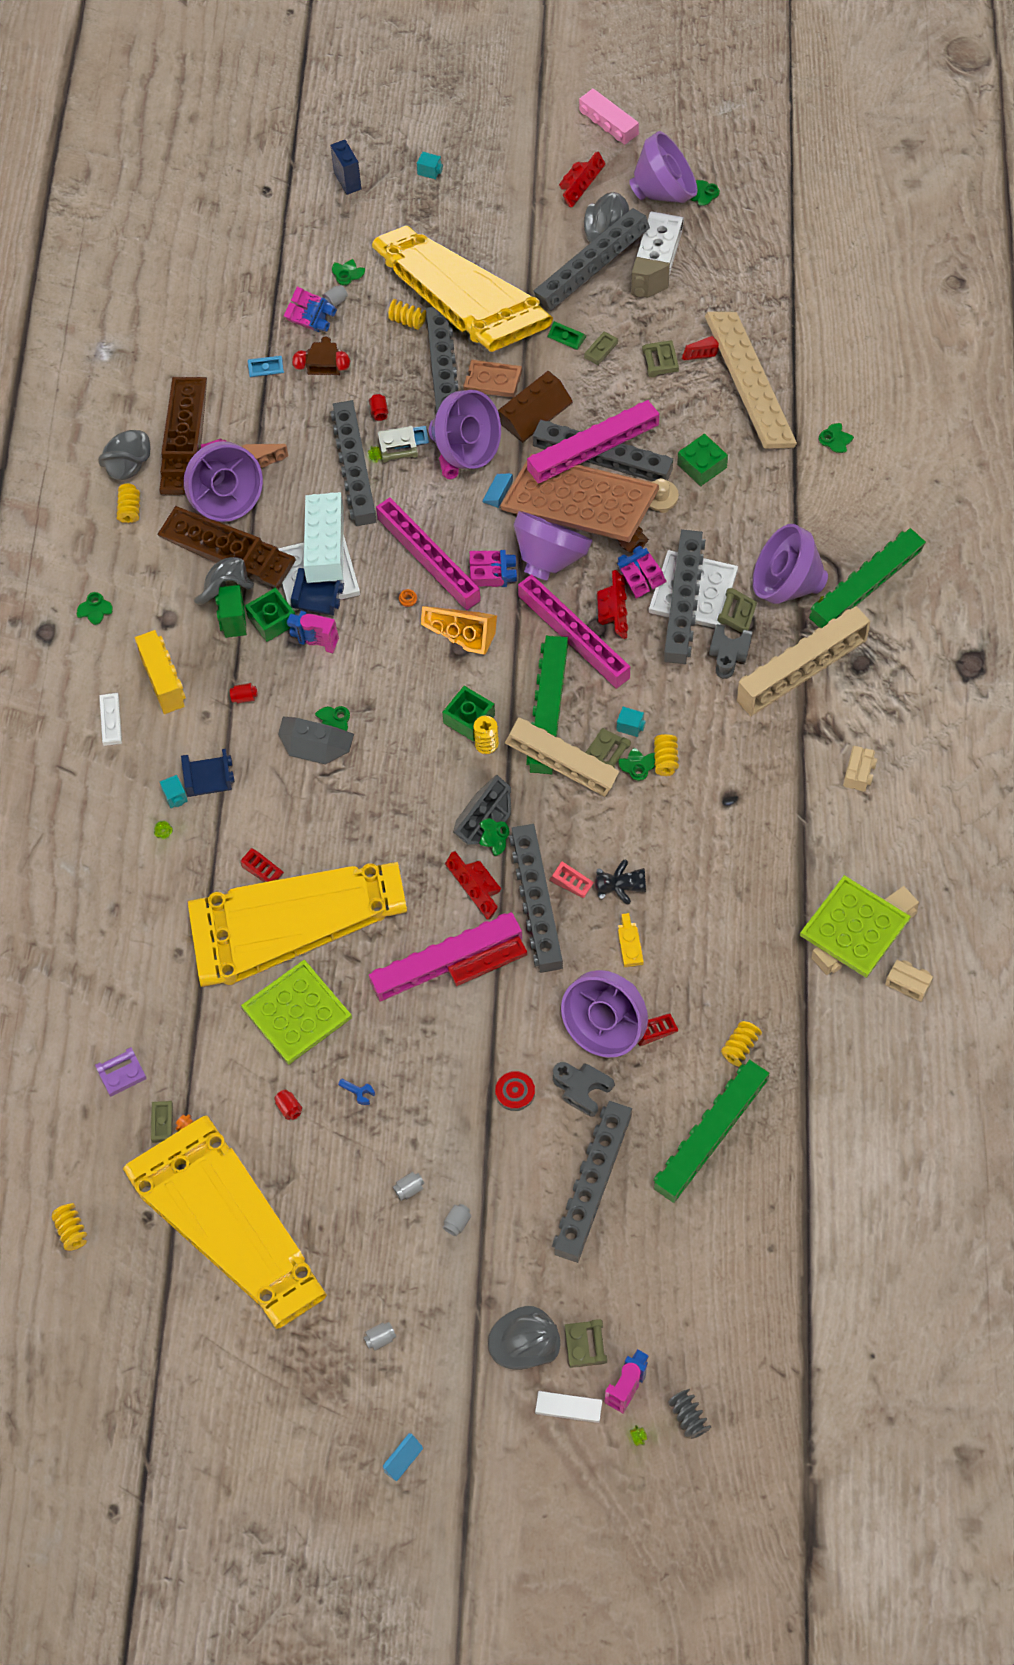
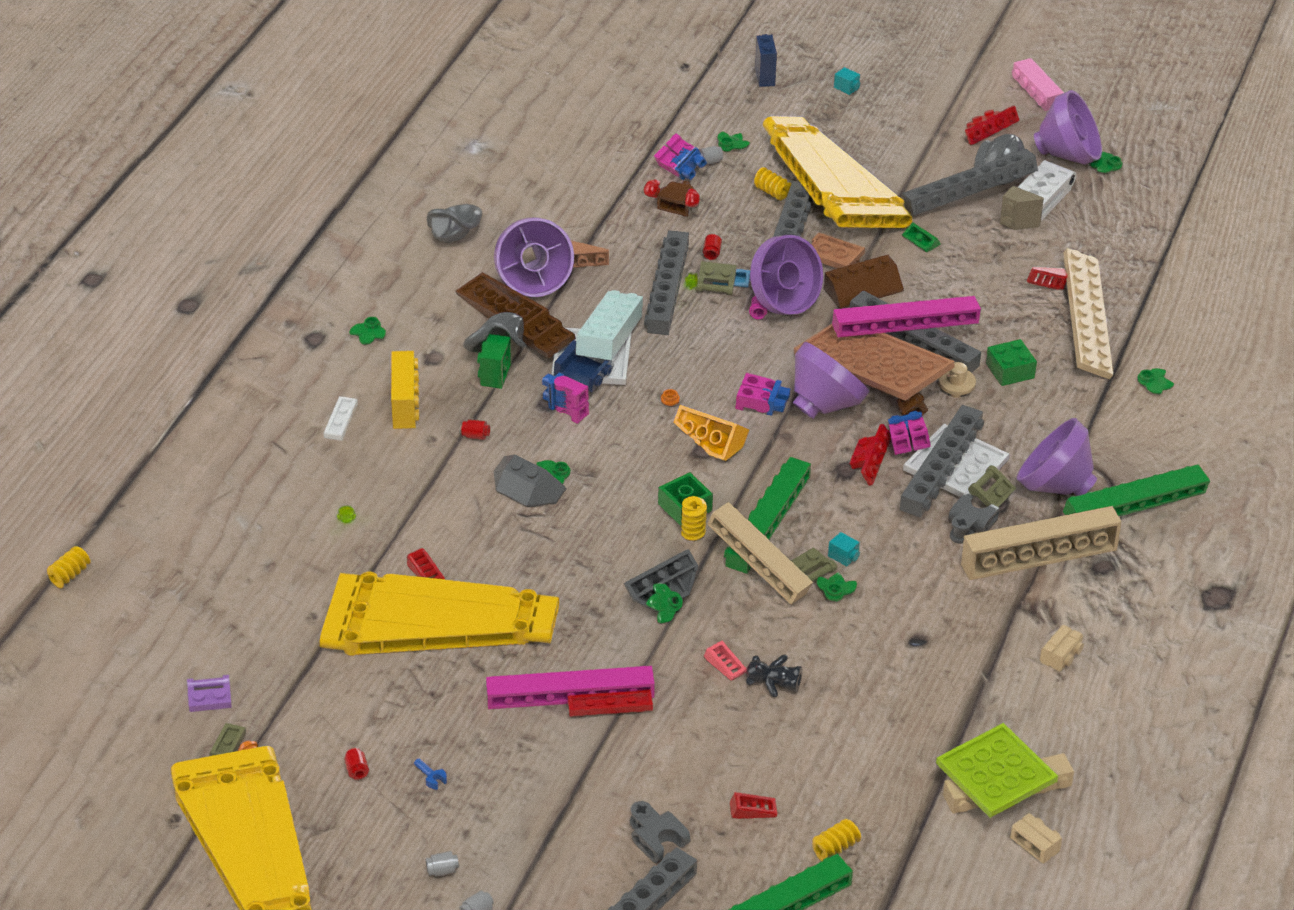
camera: 15 degrees right, 20 degrees down
(68, 1227) = (95, 800): yellow piece -> none
(128, 503) = (439, 259): yellow piece -> none
(173, 791) = (371, 486): teal brick -> none
(182, 431) = (529, 201): reddish brown slope -> none
(207, 775) = (409, 485): dark blue panel -> none
(265, 366) = (620, 191): dark azure slope -> none
(269, 614) = (527, 373): green brick -> none
(296, 1011) = (402, 691): lime plate -> none
(428, 554) = (705, 366): dark pink brick -> none
(476, 882) = (628, 635): red bracket -> none
(498, 489) = (798, 337): dark azure slope -> none
(515, 1091) = (587, 818): red tile -> none
(551, 959) = (682, 665): dark grey brick -> none
(579, 635) = (823, 464): dark pink brick -> none
(601, 348) = (950, 254): olive plate -> none
(604, 1013) = (703, 766): medium lavender cone -> none
(629, 942) = (761, 728): yellow hinge -> none
(666, 357) = (1011, 277): olive plate -> none
(666, 754) = (867, 584): yellow piece -> none

